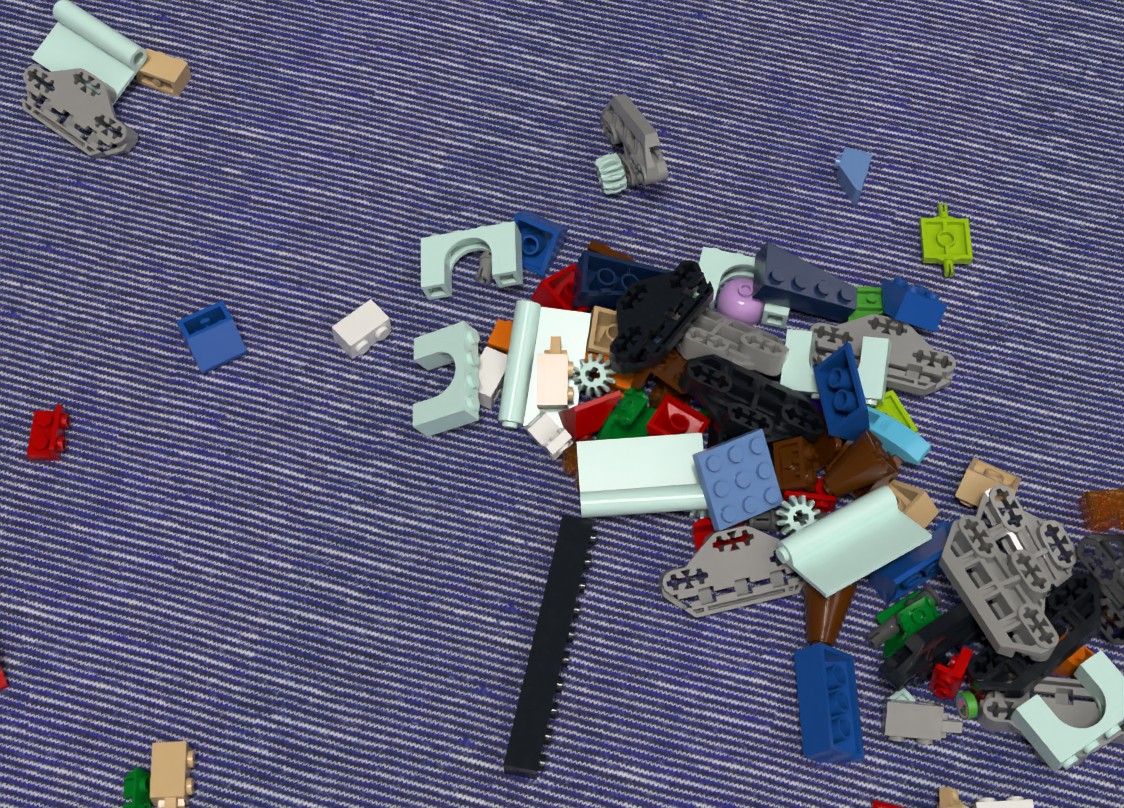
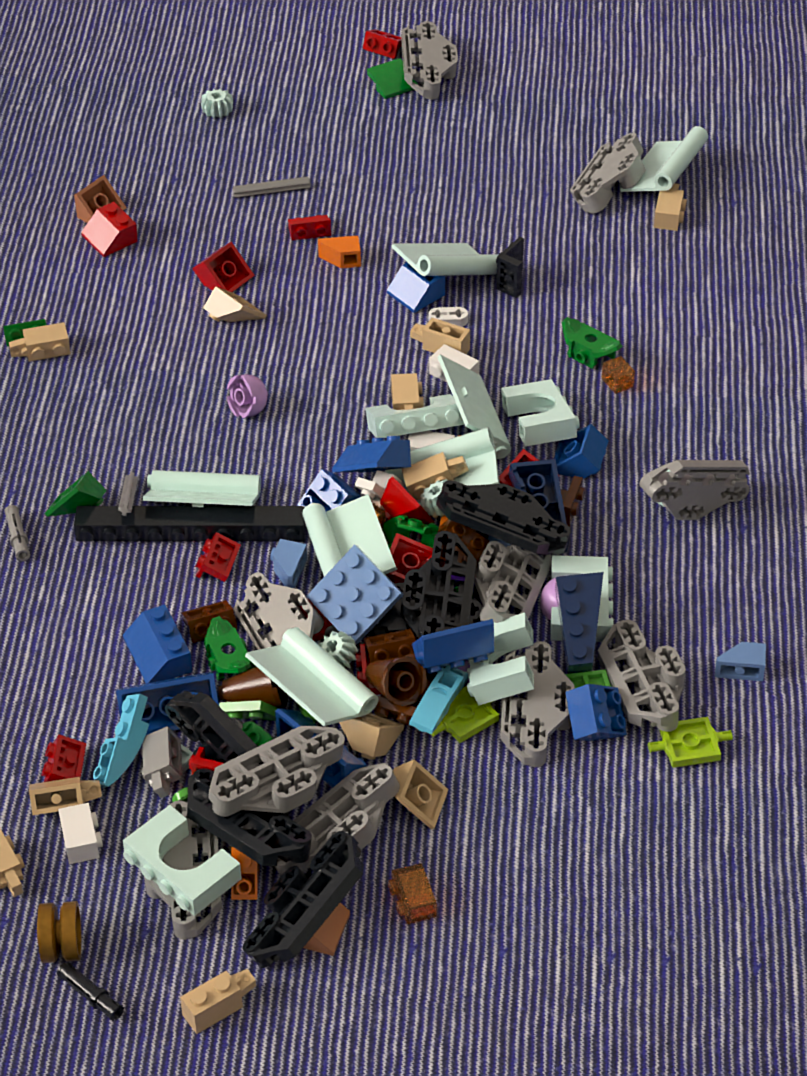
camera: 80 degrees right, 15 degrees down
(101, 542) = (224, 269): none -> red slope
(115, 405) = (340, 251): none -> orange slope
(181, 541) = (231, 307): none -> tan slope
(188, 293) = (446, 259): none -> light aqua door
(227, 243) = (510, 269): none -> black bracket
(273, 320) = (453, 315): none -> white beam
(314, 328) = (438, 333): none -> tan hinge
(353, 548) = (247, 395): none -> lavender cylinder
(383, 178) = (588, 343): none -> green piece
(400, 385) = (406, 392): none -> tan hinge
(422, 180) = (618, 374): none -> clear orange brick
(450, 313) = (474, 402): none -> light aqua door
(482, 767) = (83, 492): none -> green slope
(508, 621) = (203, 488): none -> light aqua door
(518, 427) = (374, 456): none -> blue slope
(520, 702) = (128, 494): none -> light grey axle
(548, 491) = (328, 491): none -> slope
(610, 623) = (218, 557): none -> red bracket
(637, 549) = (289, 561): none -> medium blue slope
(705, 644) = (200, 618): none -> reddish brown bracket
(740, 705) = (158, 646): none -> blue slope
(794, 623) = (218, 636): none -> green piece
(857, 621) = (249, 710): none -> bright green wing
(869, 246) = (656, 675): none -> light grey connector
(893, 755) = (120, 751): none -> medium azure slope

